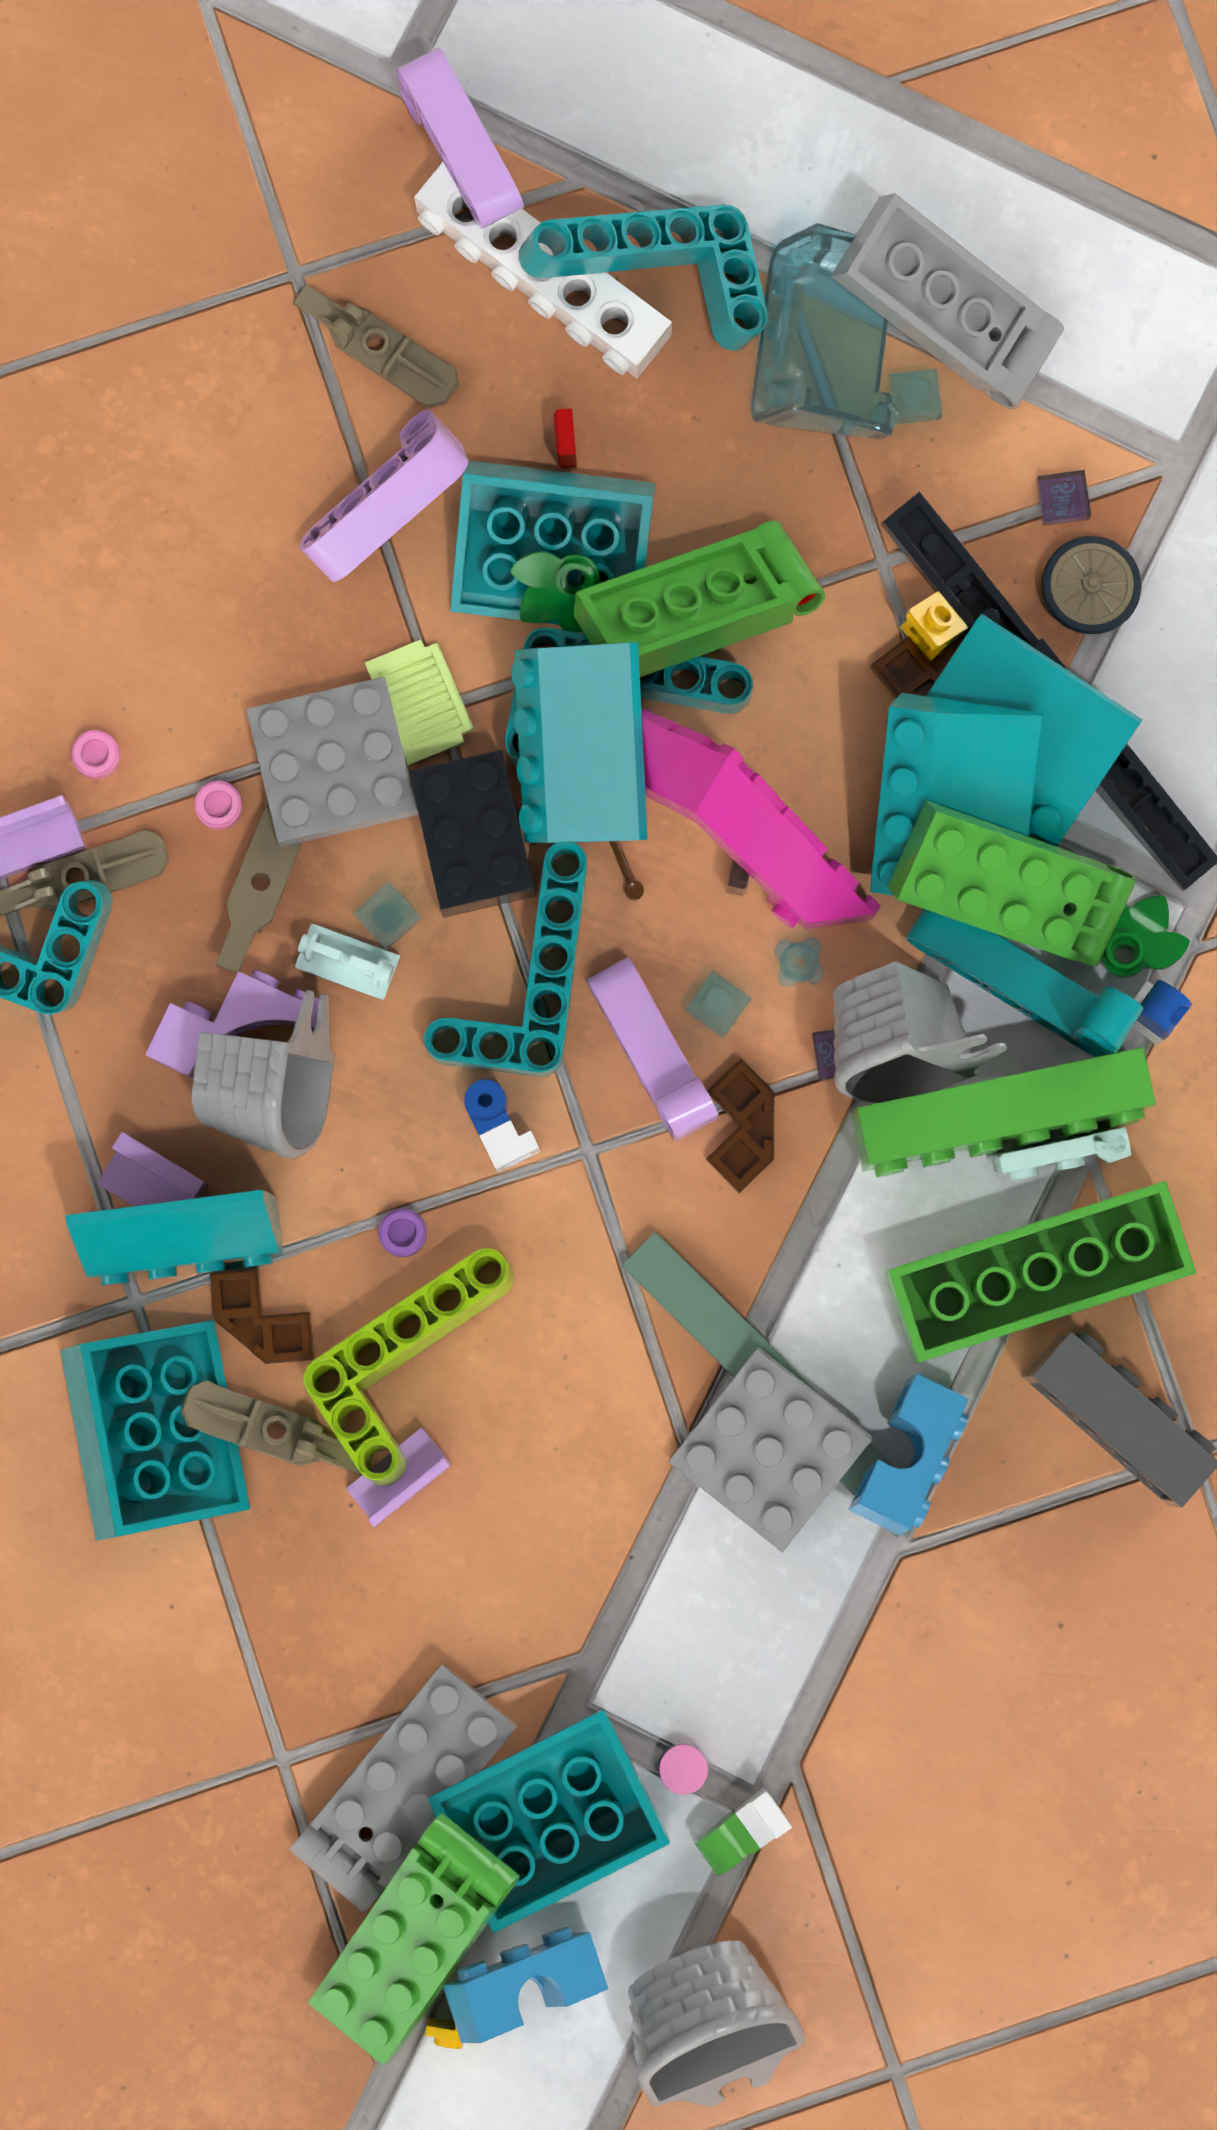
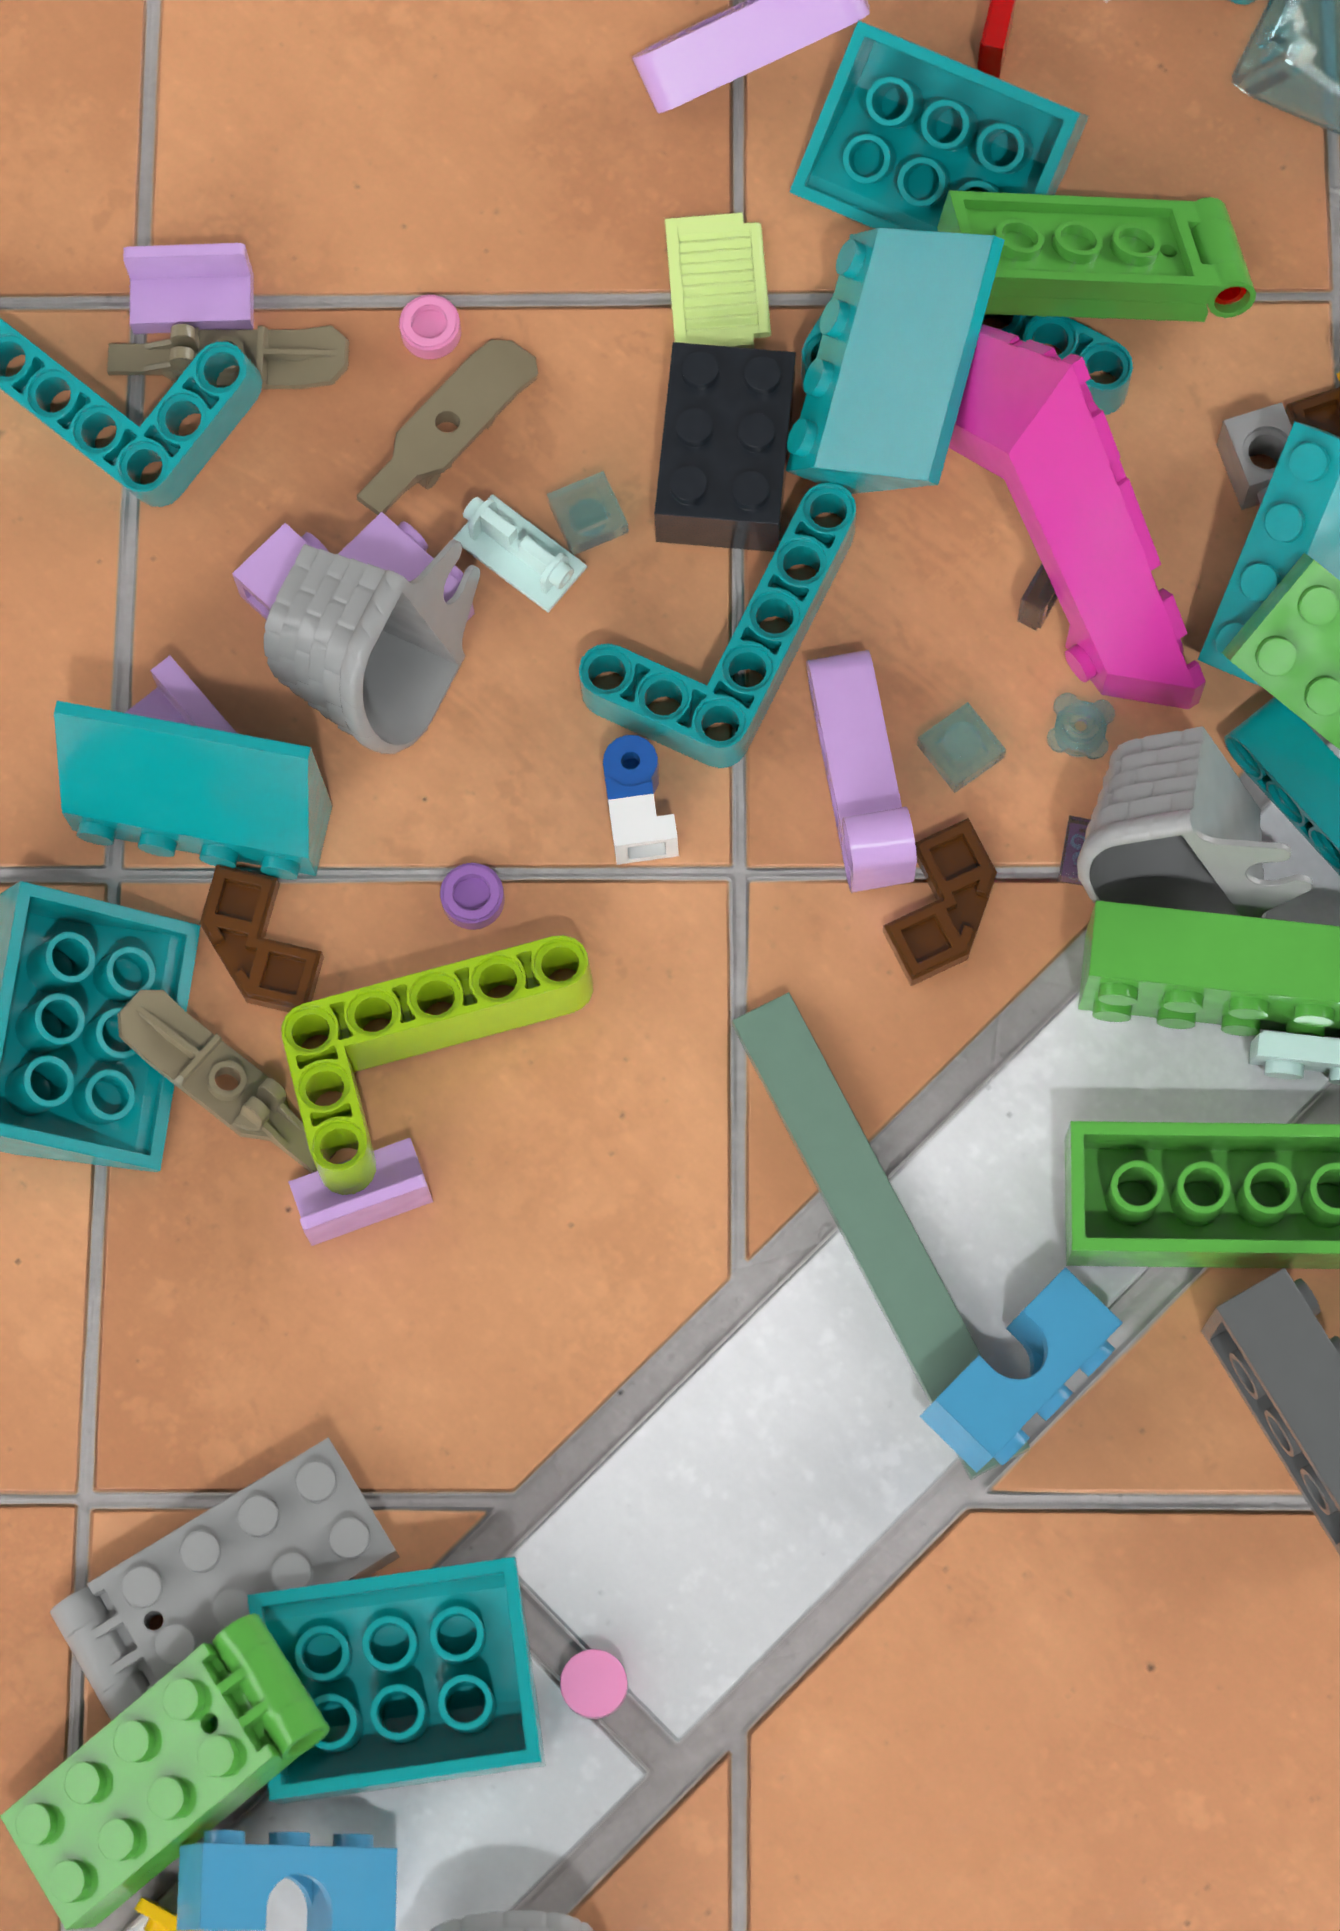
camera: 20 degrees right, 10 degrees down
(96, 754) = (304, 225): bright pink tile -> none
(332, 762) = (583, 314): light grey plate -> none
(549, 590) = (920, 185): green plate -> none
(634, 889) = (903, 578): reddish brown hinge -> none
(743, 1832) = (643, 1791): leg -> none
(770, 1449) = (844, 1309): light grey plate -> none
(860, 694) = (1250, 435): none -> light grey brick

